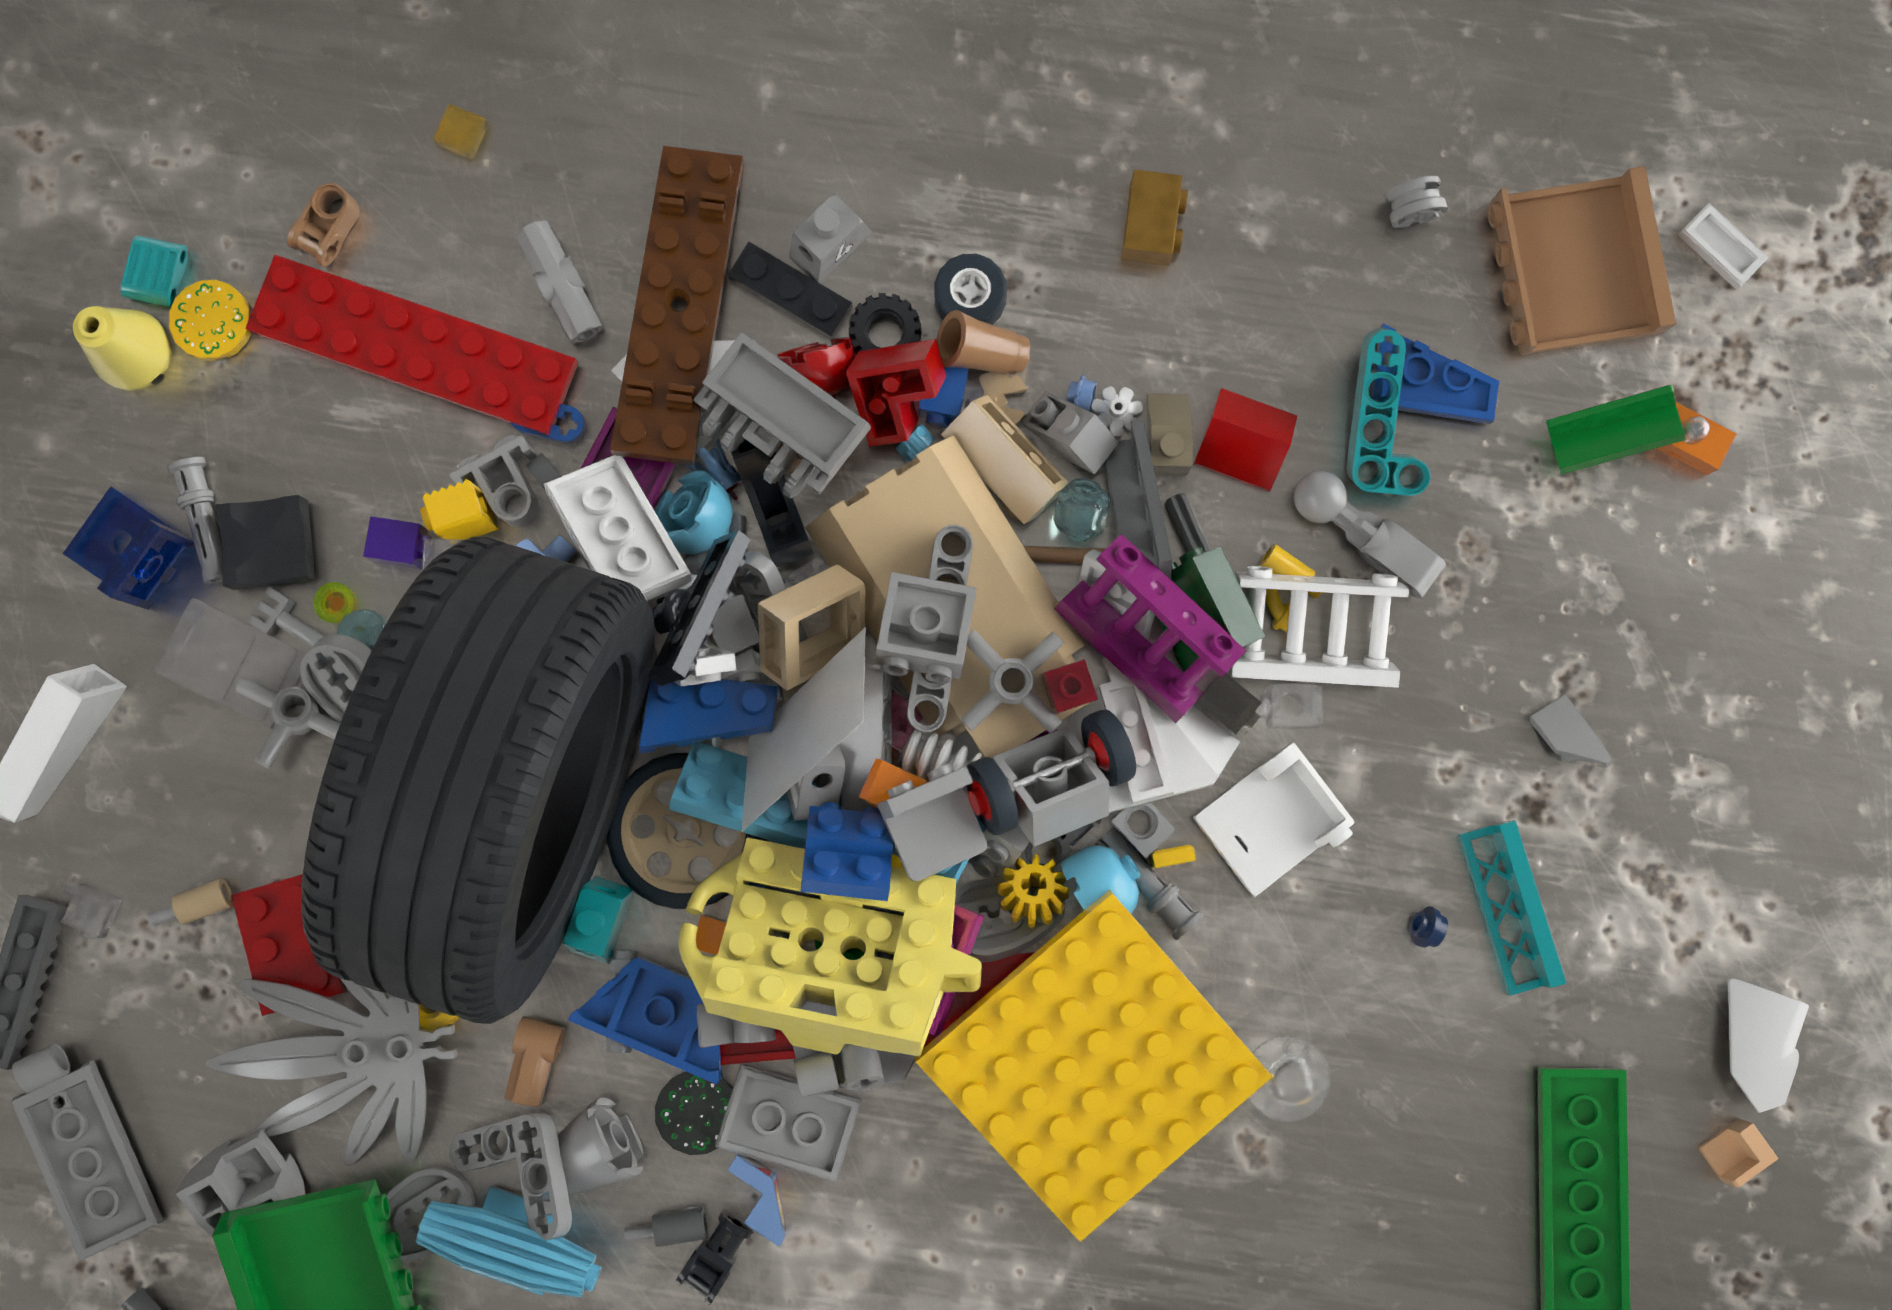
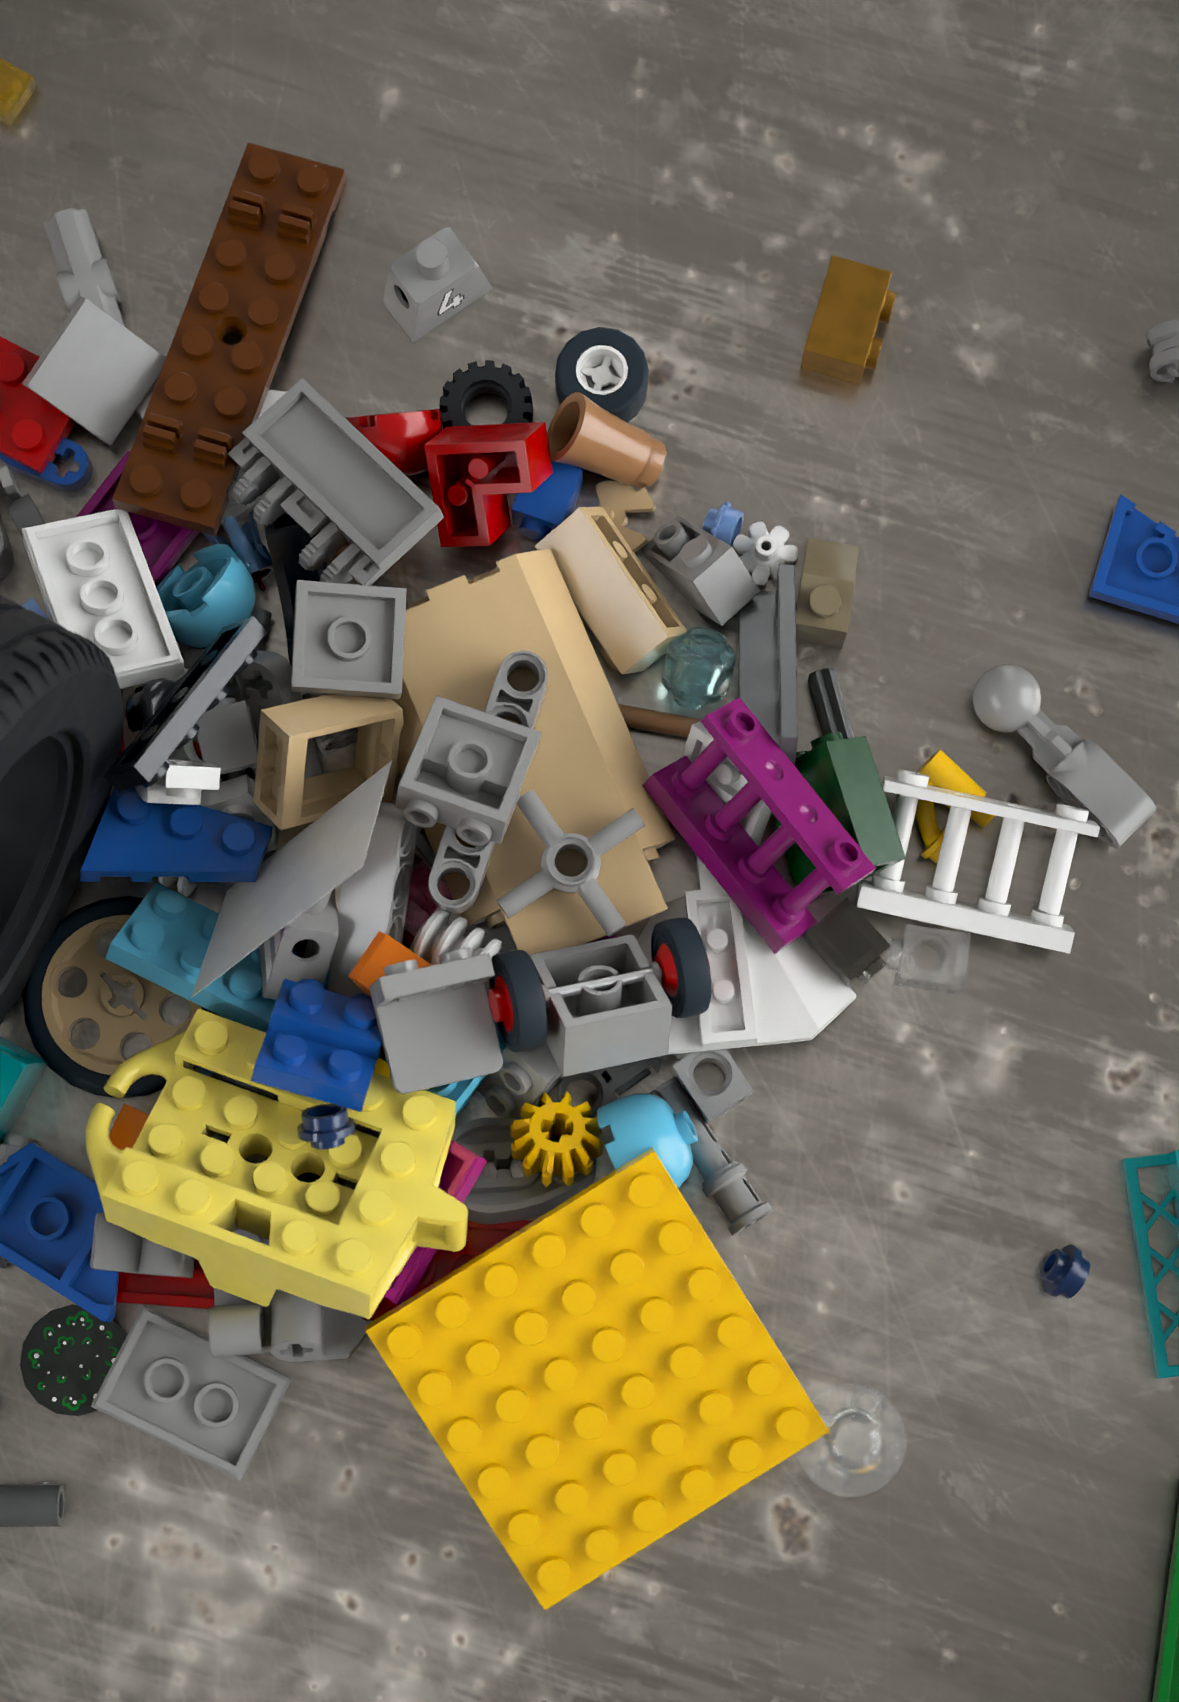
camera: 10 degrees right, 5 degrees down
(578, 349) = (95, 371): none -> light grey tile
(711, 1263) = (57, 1560): black connector -> none
(767, 1214) = (144, 1504): medium blue slope -> none
(790, 290) = (376, 343): black plate -> none
(814, 535) = (348, 639): none -> light grey plate
(862, 916) = (325, 1126): none -> dark blue plate
(918, 441) = (501, 548): medium azure axle -> none
(1069, 686) = (642, 880): dark red brick -> none
(1172, 856) = (744, 1126): yellow tile -> none
(1246, 440) = (922, 614): red slope -> none
(1278, 816) = (891, 1098): white door -> none
(1386, 411) = (1105, 602): teal beam -> none

